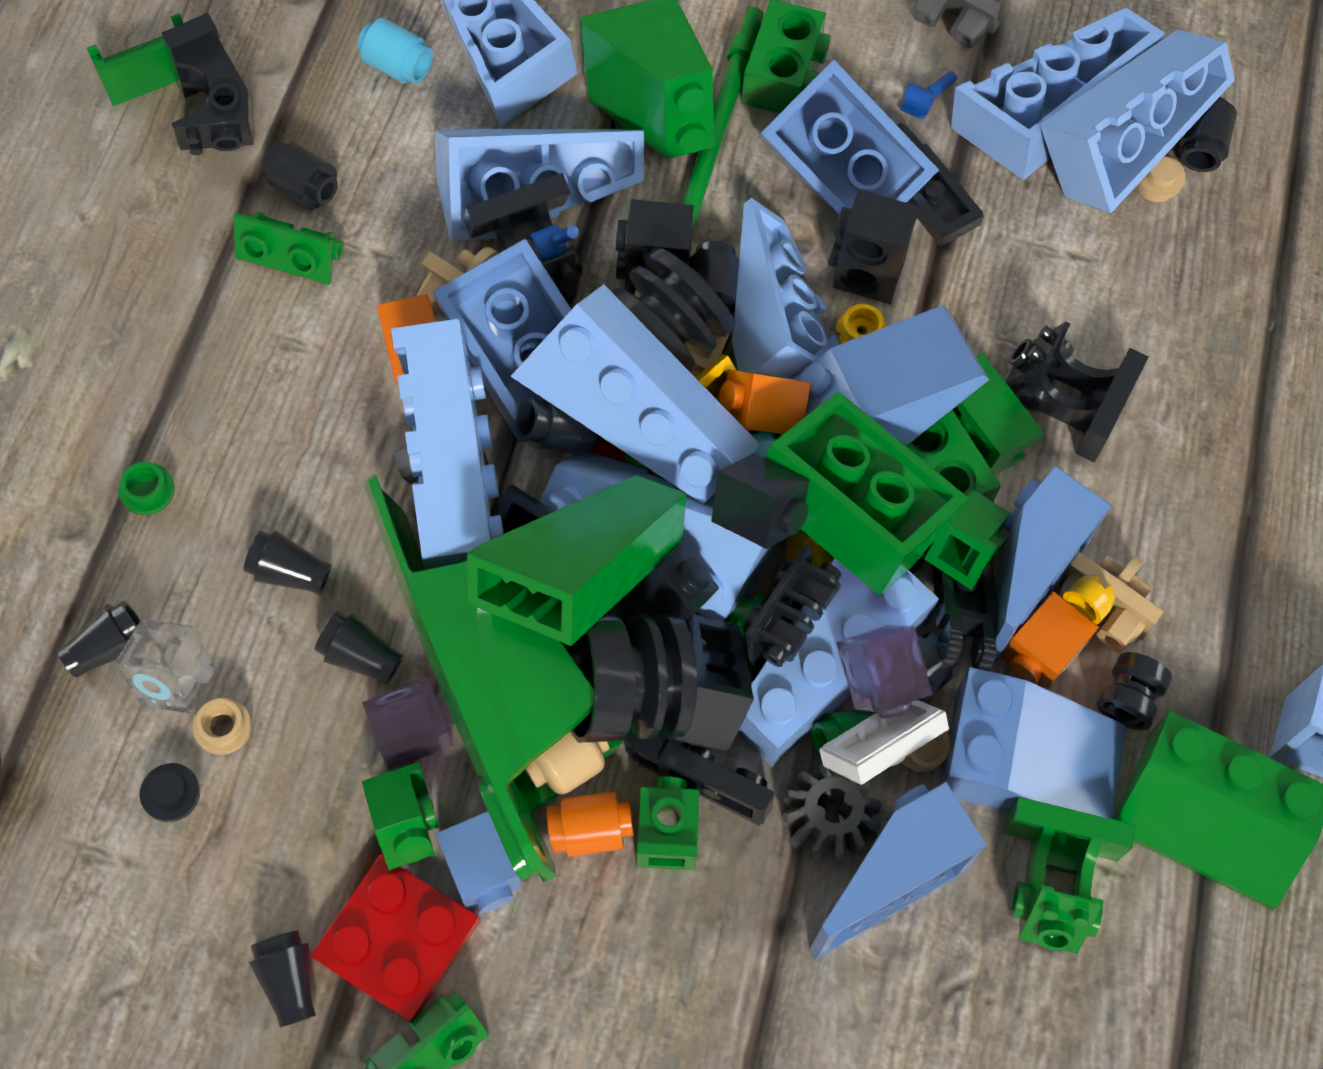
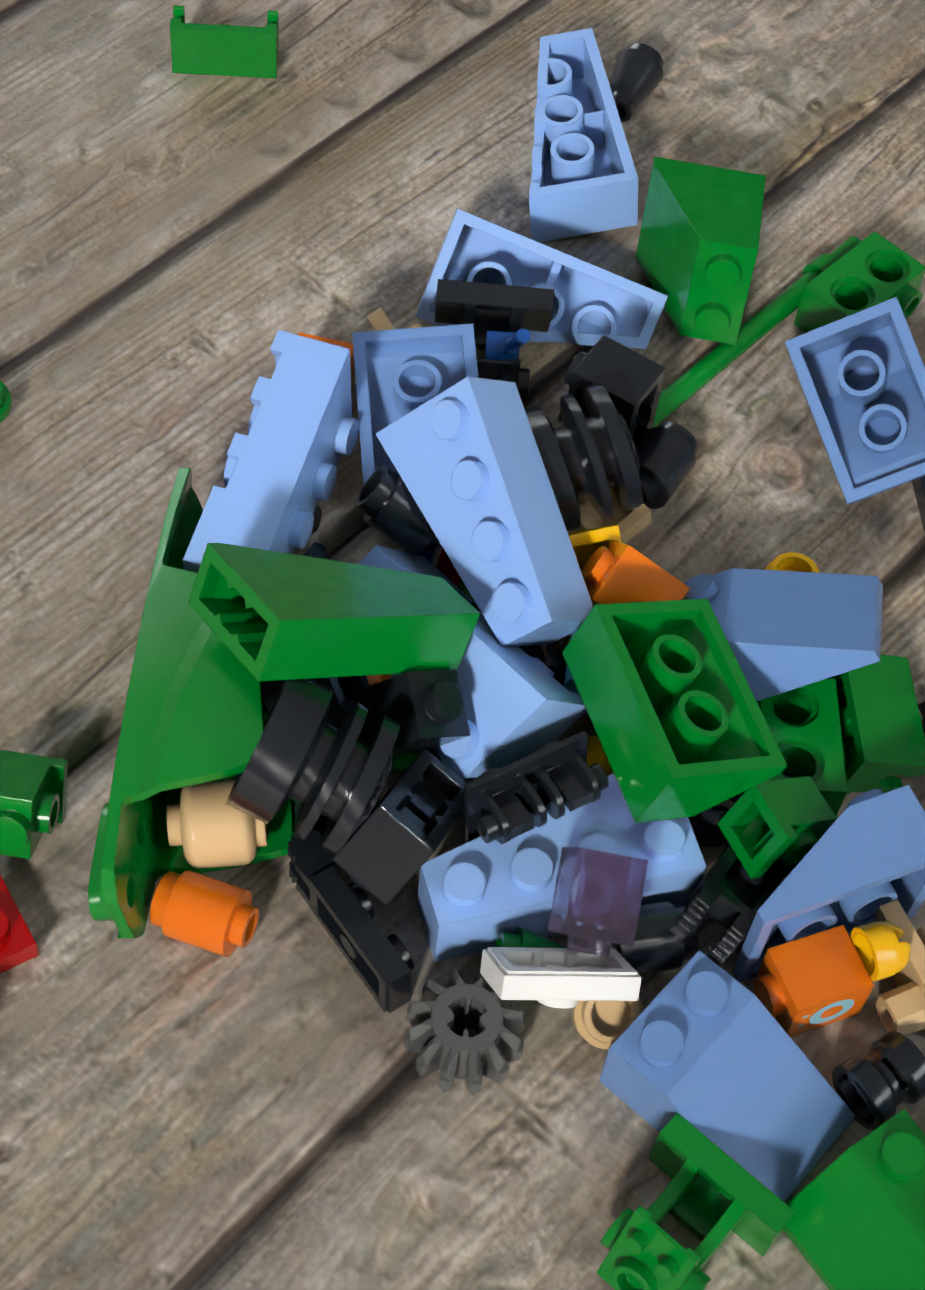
camera: 25 degrees right, 10 degrees down
(204, 66) = (266, 110): black tile -> none
(284, 248) = (251, 253): green hinge -> none
(284, 563) = (63, 524): black cone -> none
(299, 174) = (304, 196): black brick -> none
(356, 647) = (81, 632): black cone -> none
(395, 51) = (466, 130): medium azure brick -> none
(409, 723) = (81, 723): clear purple brick -> none
(479, 864) = (58, 892): medium blue brick -> none
(665, 845) = (279, 975): green brick -> none
(760, 500) = (554, 658): black brick -> none
(775, 309) = (713, 507): light blue wedge -> none
(872, 245) = (845, 500): black brick -> none
(917, 852) = (495, 1116): medium blue slope -> none

